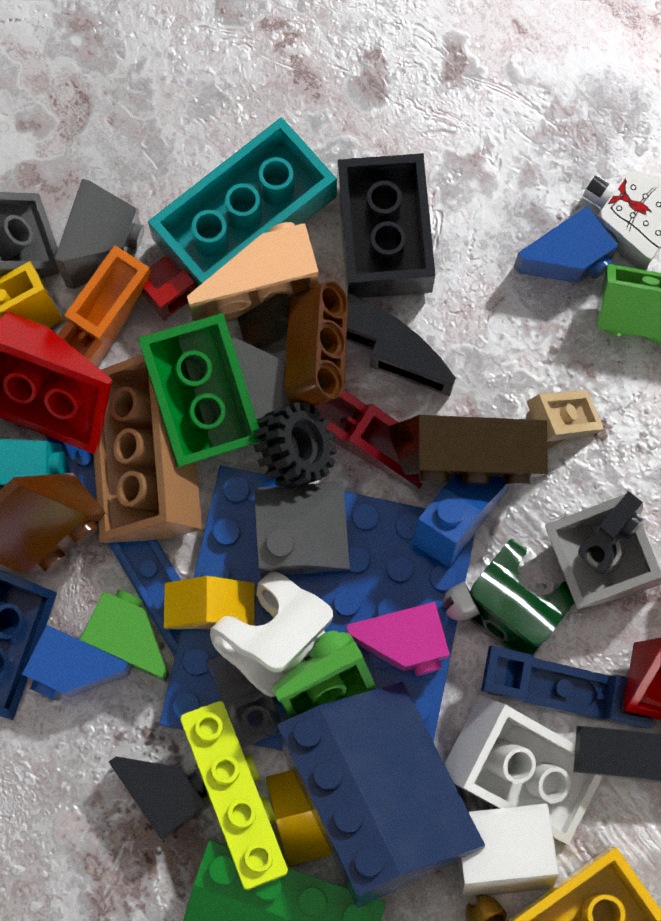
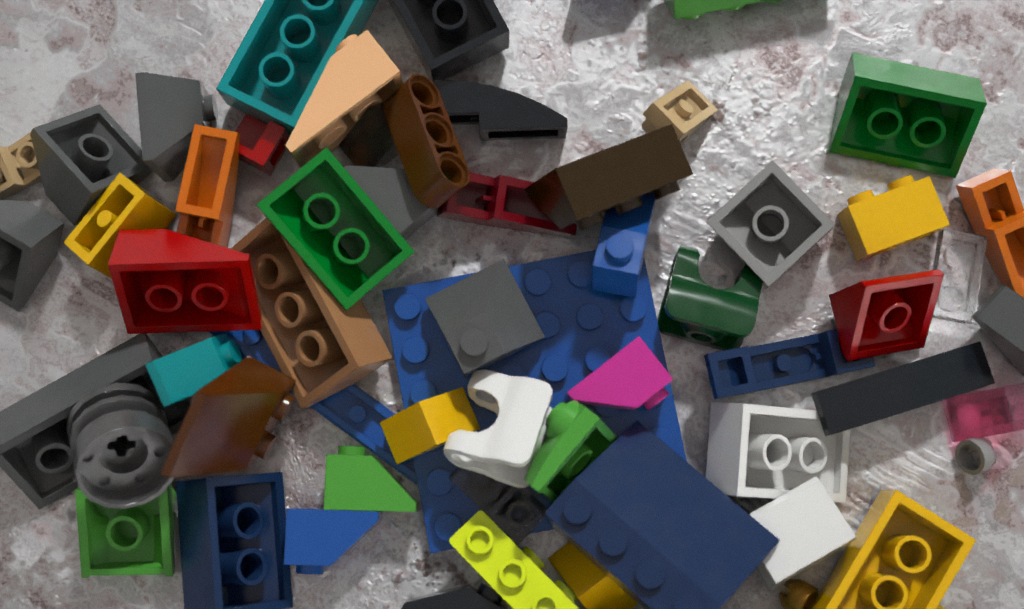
camera: 25 degrees left, 5 degrees up
(278, 450) = (432, 253): black tyre -> none
(460, 603) = (661, 324): light grey hinge -> none
(622, 521) = (780, 190): black plate -> none

